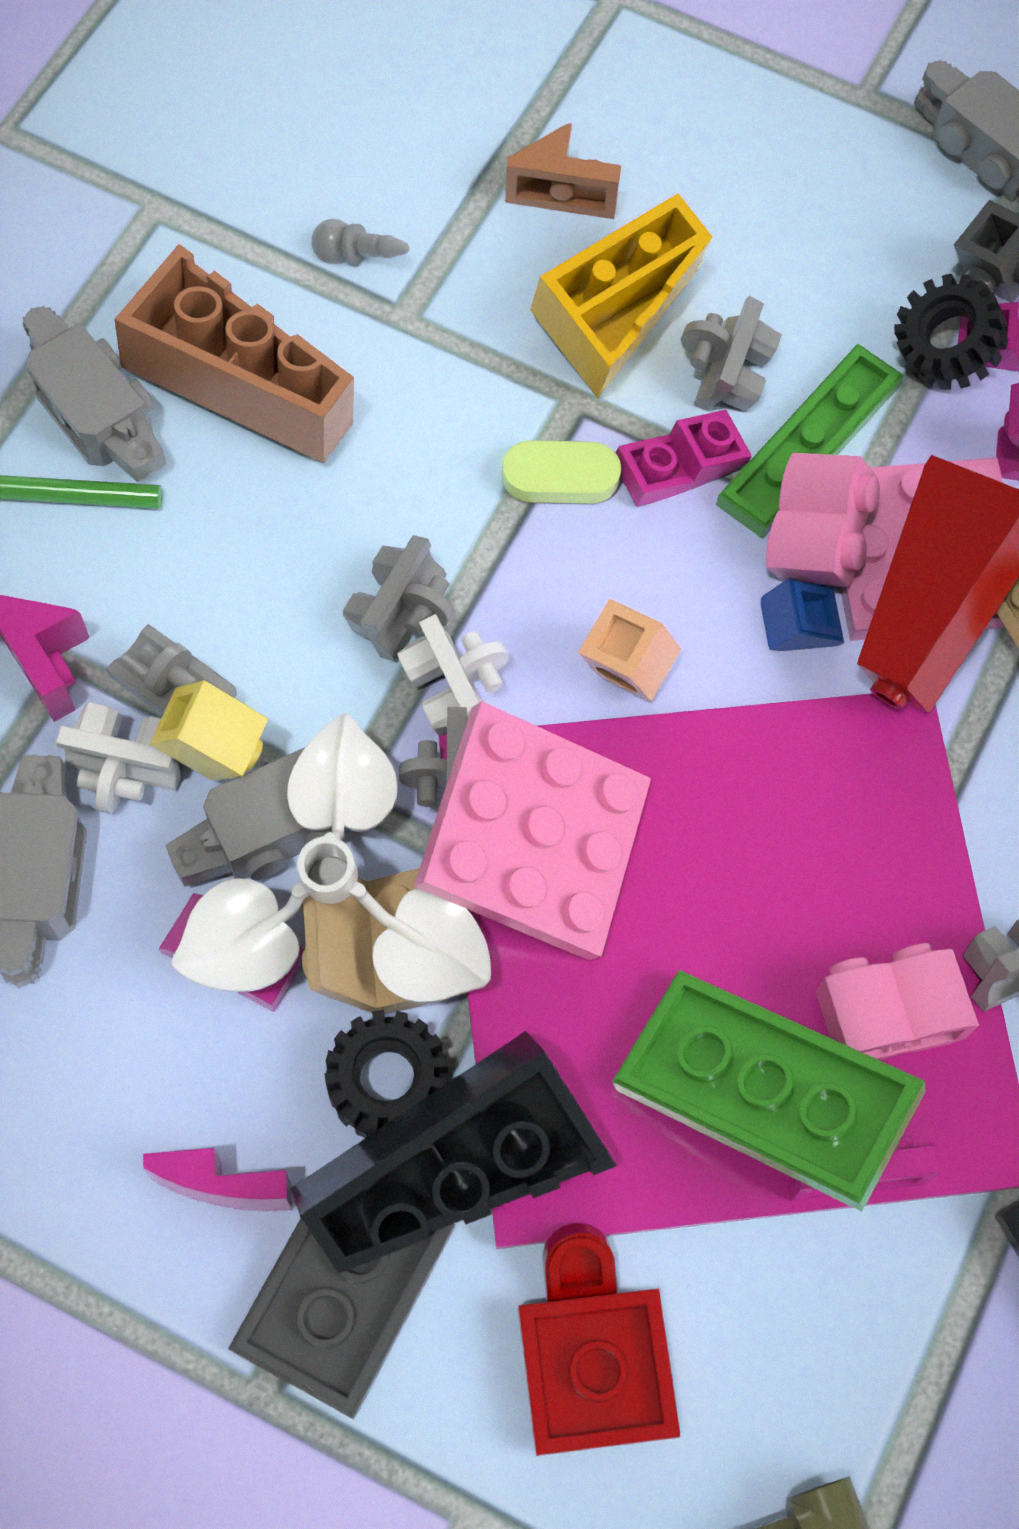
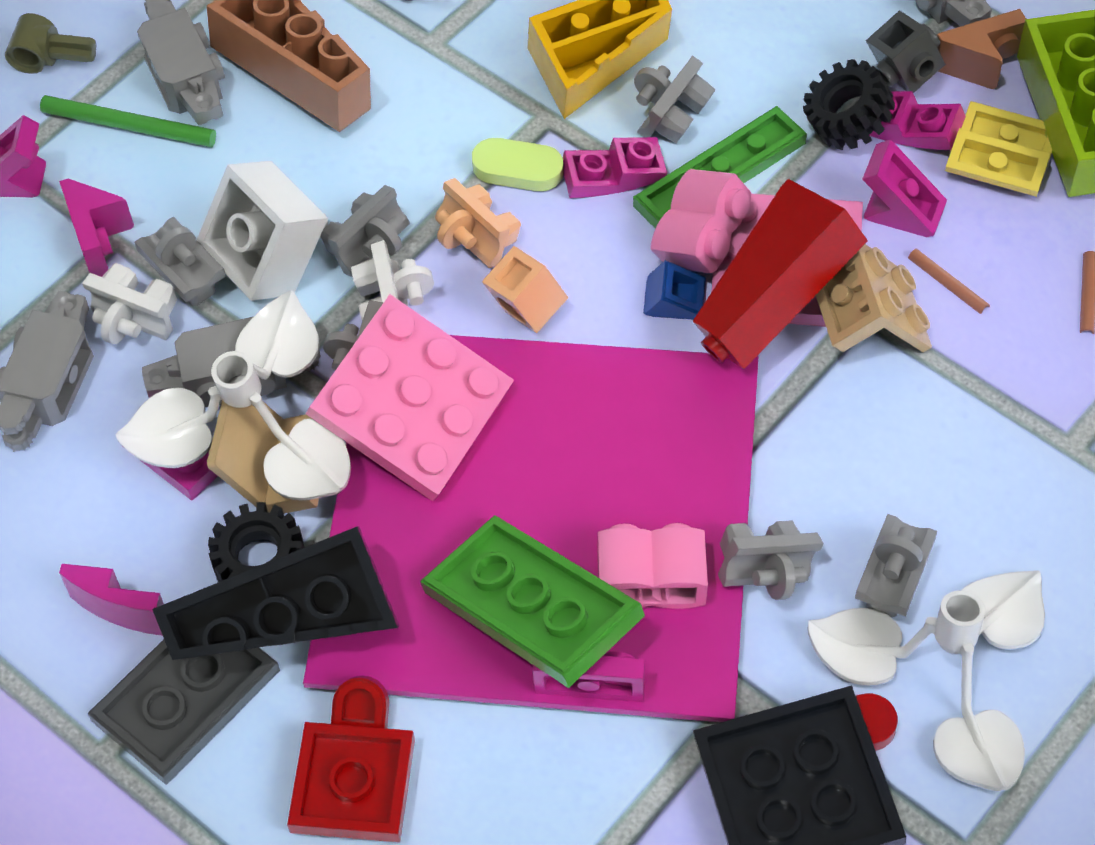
camera: 20 degrees right, 10 degrees down
(210, 731) = (193, 291): light yellow brick -> none
(274, 626) = (261, 229): none -> white brick
(531, 565) = (469, 221): none -> light nougat hips

